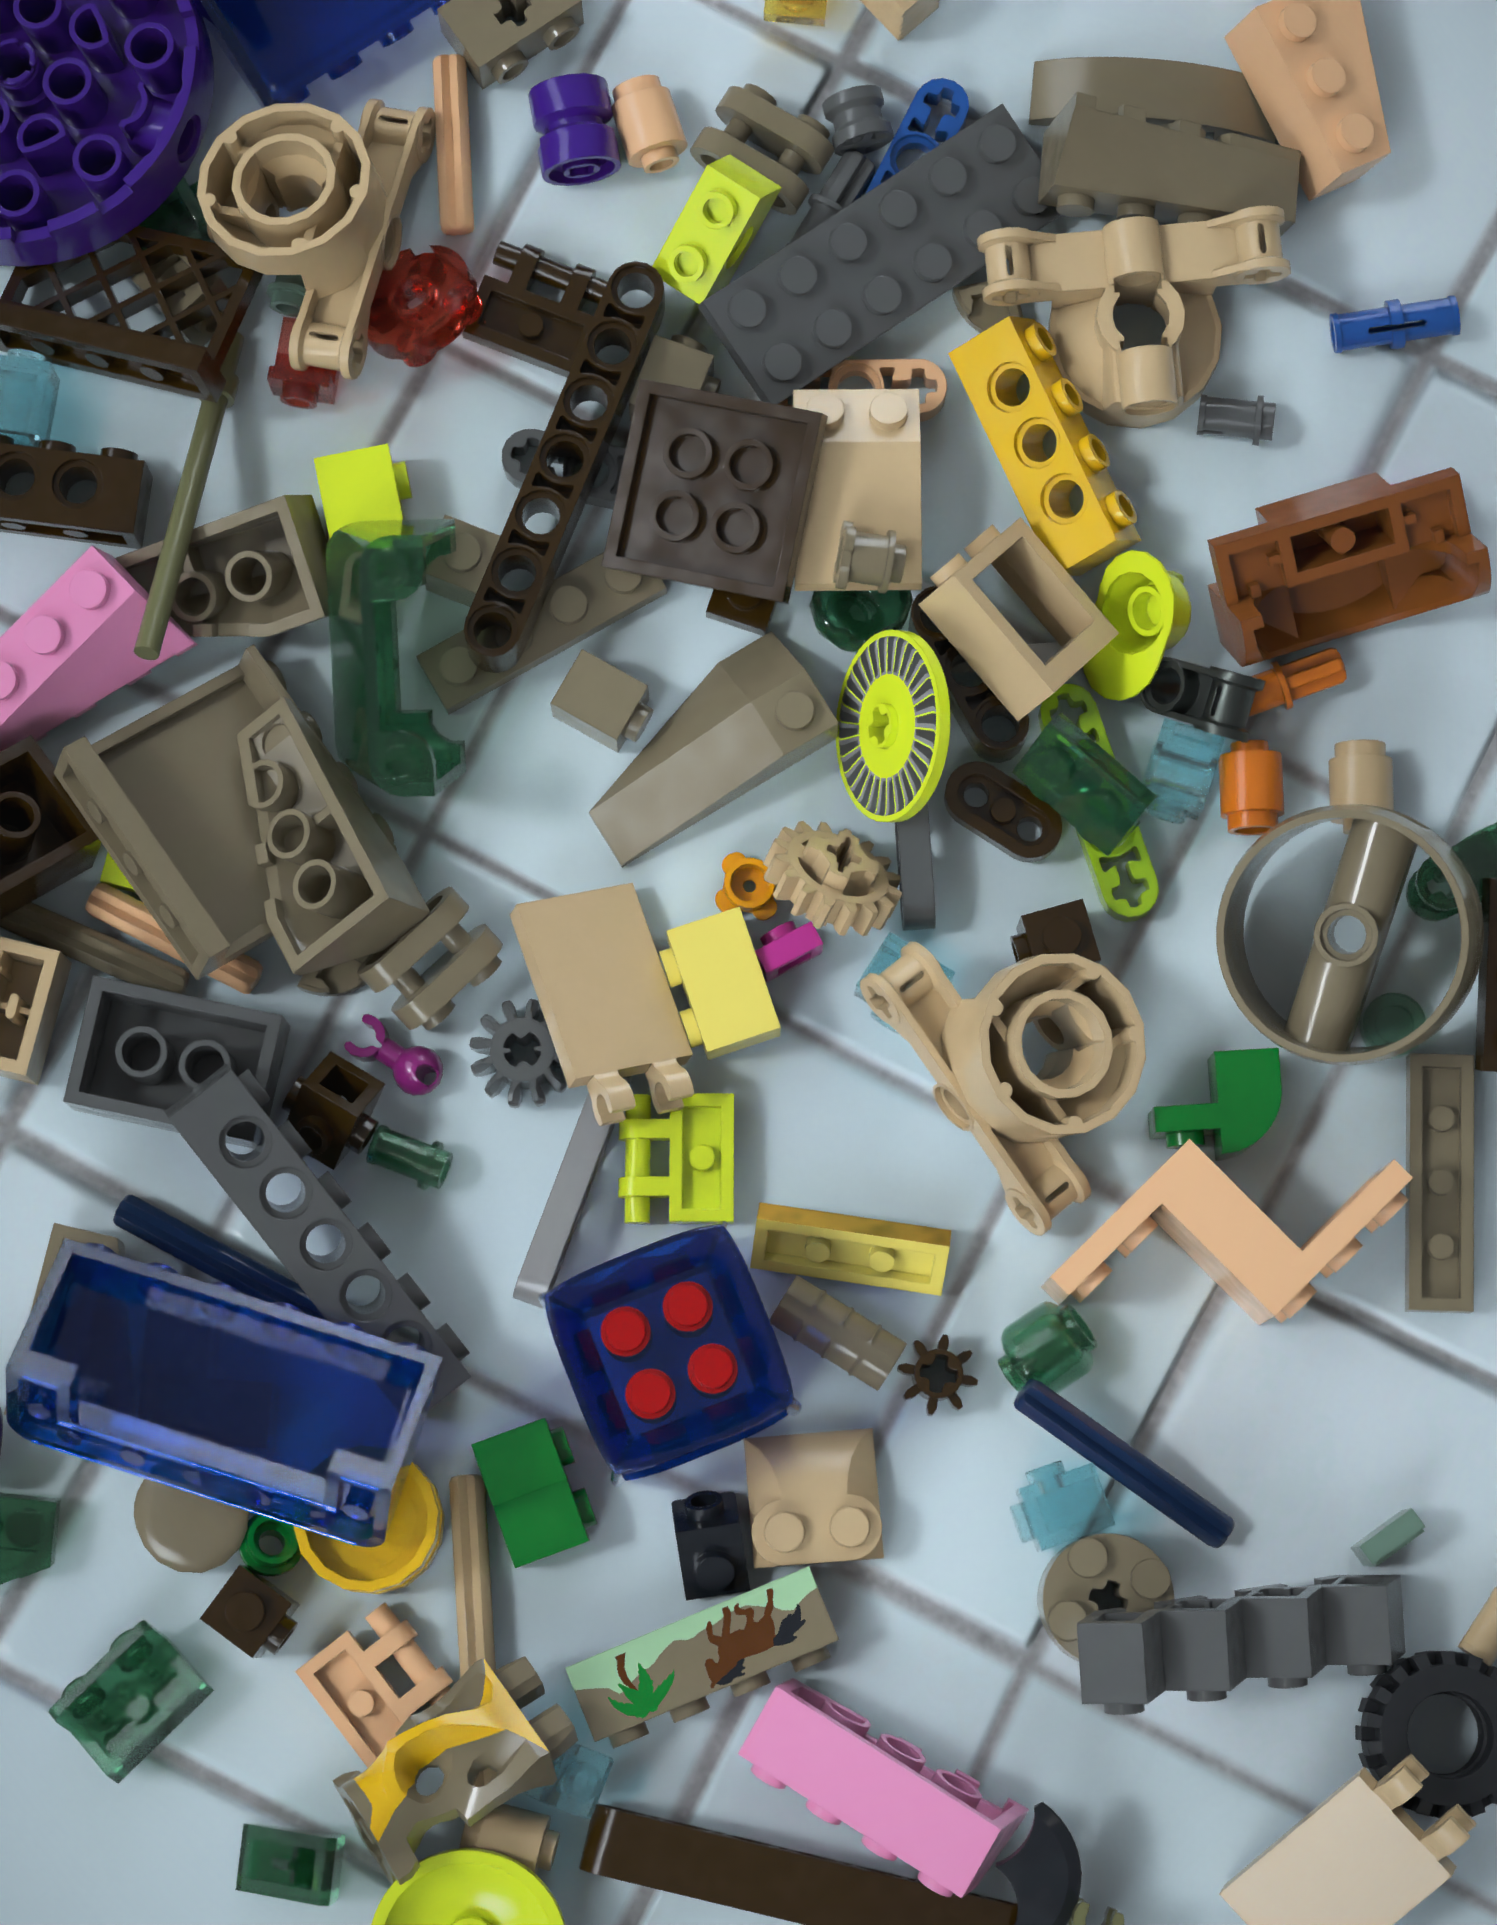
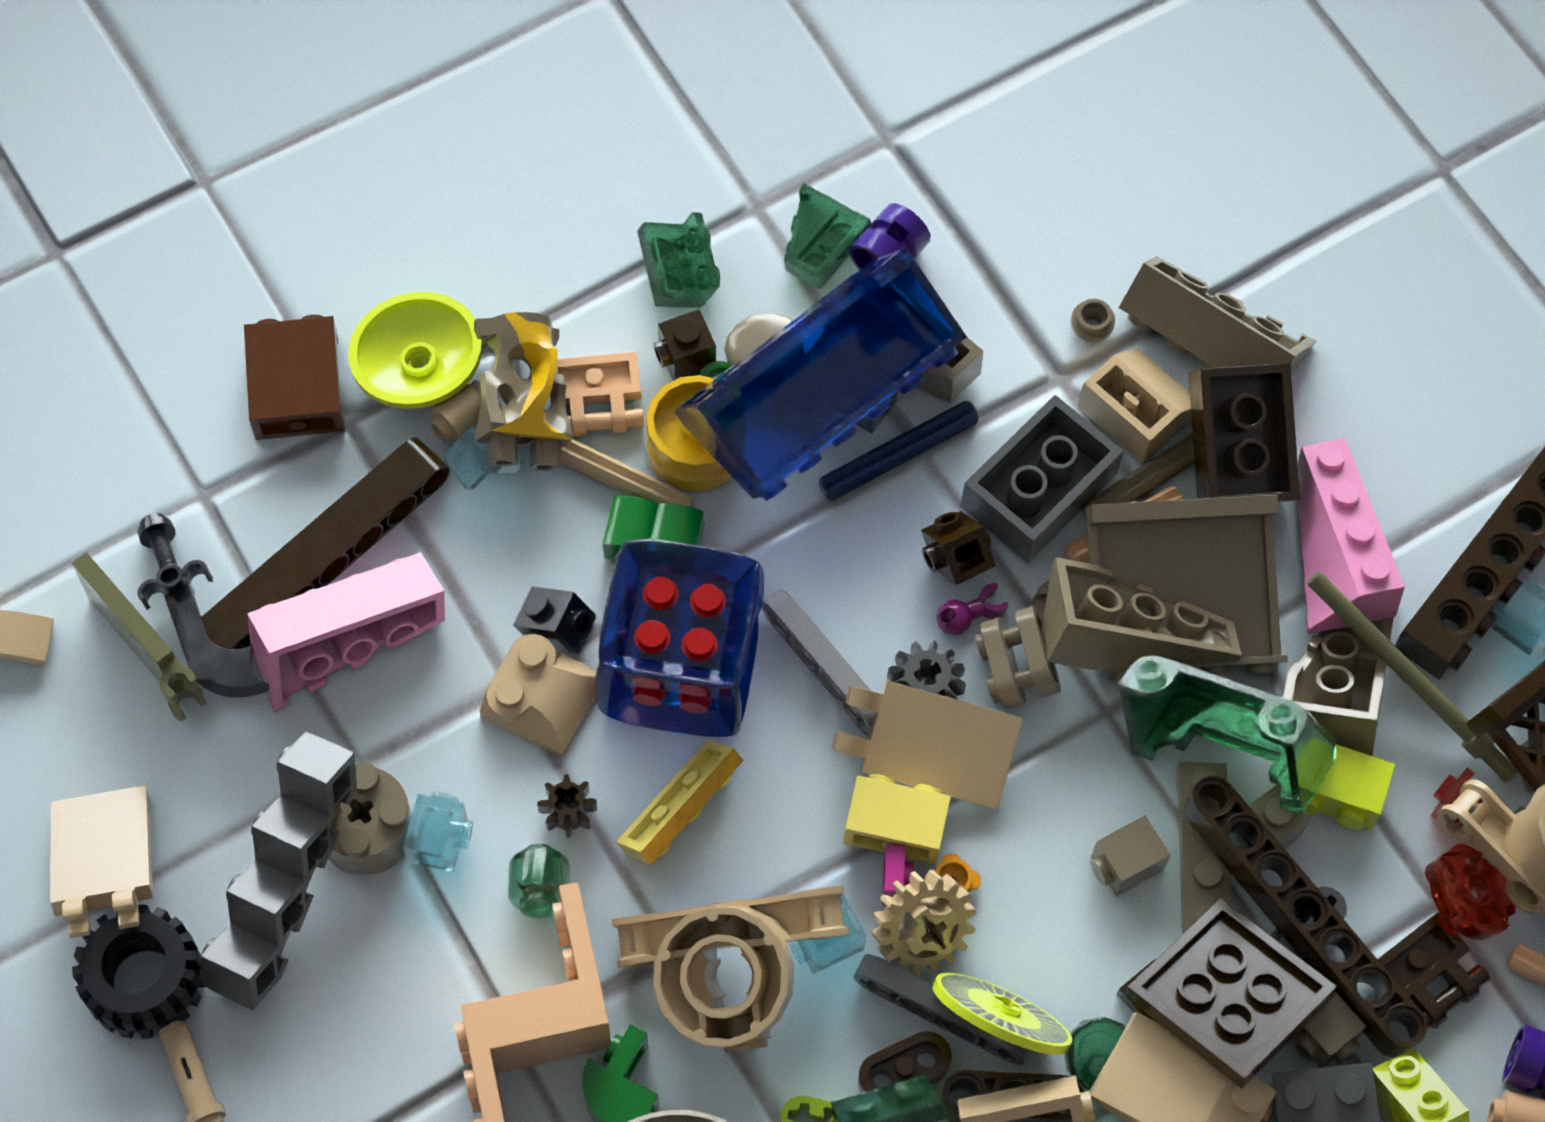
camera: 120 degrees right, 15 degrees down
(204, 1121) = (897, 466): dark grey brick -> none
(291, 1863) = (527, 291): clear green slope -> none
(410, 1157) = (894, 588): clear green pin -> none
(699, 1160) = (792, 745): neon yellow plate -> none
(702, 1655) = (492, 574): brick -> none
(726, 738) = (1059, 924): dark tan wedge -> none
(837, 1333) = (633, 763): dark tan axle -> none
(868, 558) = (1126, 1058): dark tan brick -> none
(1056, 931) = (794, 1044): dark brown brick -> none
(1124, 1463) = (436, 881): dark blue axle -> none
(1388, 1538) = (280, 1018): sand green tile -> none

